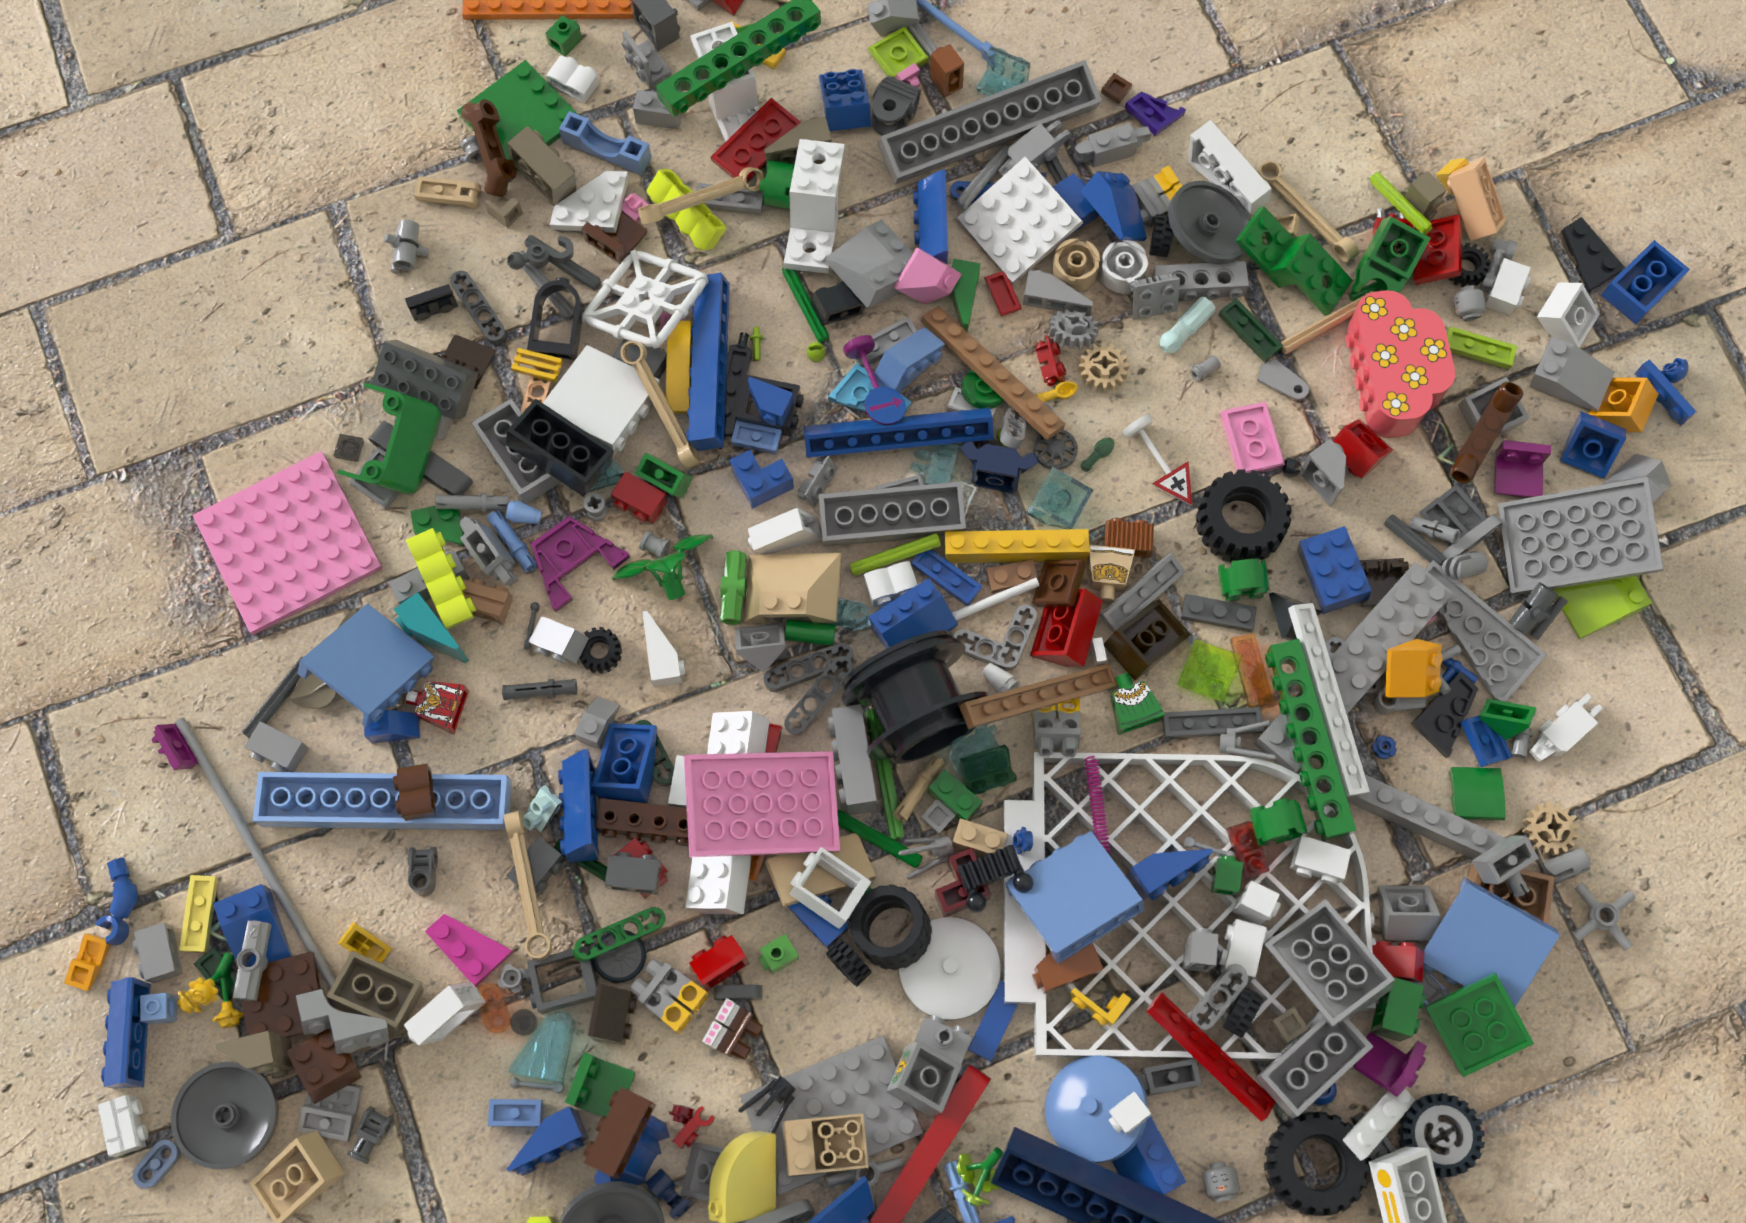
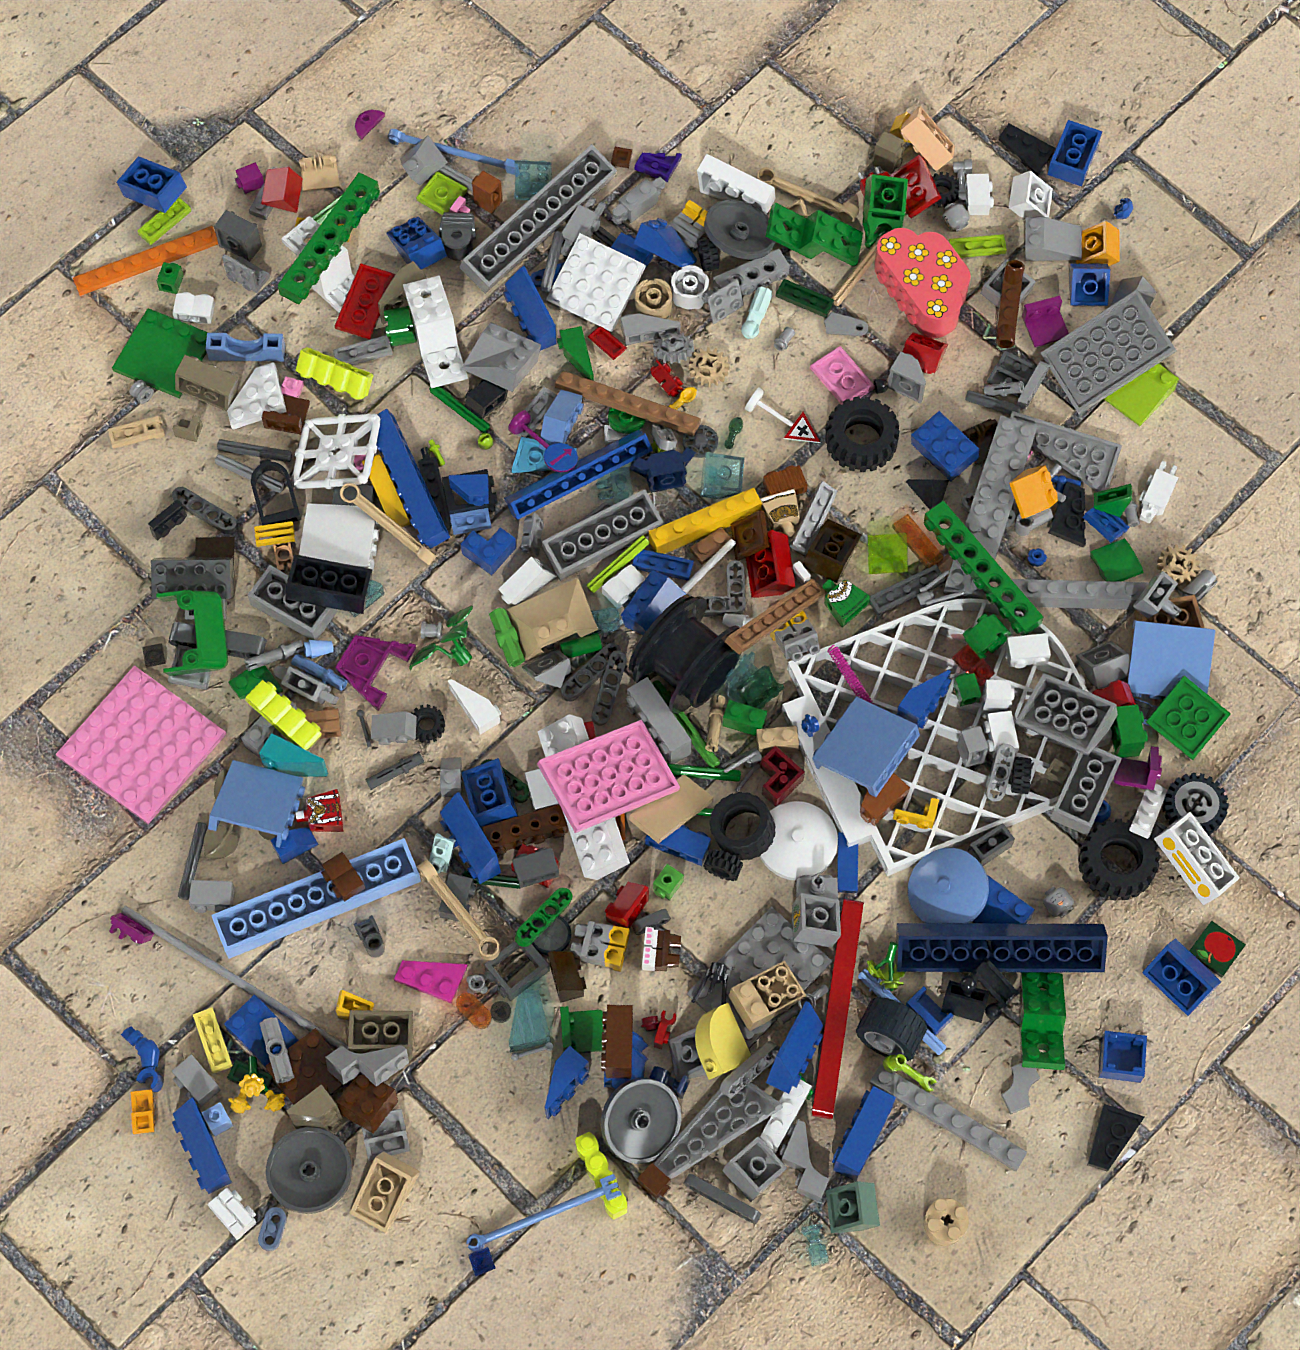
camera: 25 degrees left, 5 degrees down
(370, 1134) = (425, 1136): dark grey connector -> none
(405, 246) = (124, 486): light grey pin -> none
(444, 1013) = (441, 1026): white window -> none
(498, 168) = (173, 399): reddish brown plate -> none
(515, 1113) = (526, 1076): medium blue plate -> none
(539, 255) = (236, 450): dark grey piece -> none
(592, 500) = (372, 620): light grey bush -> none
(638, 498) = (402, 601): red brick -> none
(651, 111) = (272, 307): light grey brick -> none
(657, 211) = (318, 381): tan piece -> none
(663, 475) = (414, 576): green brick -> none
(839, 870) = (689, 801): white window -> none
(926, 278) = (547, 352): bright pink slope -> none
(938, 817) = (738, 738): light grey plate -> none
(989, 870) = (797, 753): black gear -> none
(1128, 1114) = (974, 875): white brick -> none
(1211, 1056) = (1012, 816): red plate -> none
(1218, 613) = (875, 511): dark grey plate -> none
(1243, 579) = (883, 478): green brick -> none
(1329, 698) = (945, 491): white plate -> none
(1400, 203) = (873, 162): lime axle -> none
(1465, 565) = (1037, 405): light grey arm -> none
(1538, 610) = (1102, 416): dark grey pin -> none
(1594, 920) = (1237, 616): light grey bar -> none
(1668, 395) = (1126, 228): blue plate -> none

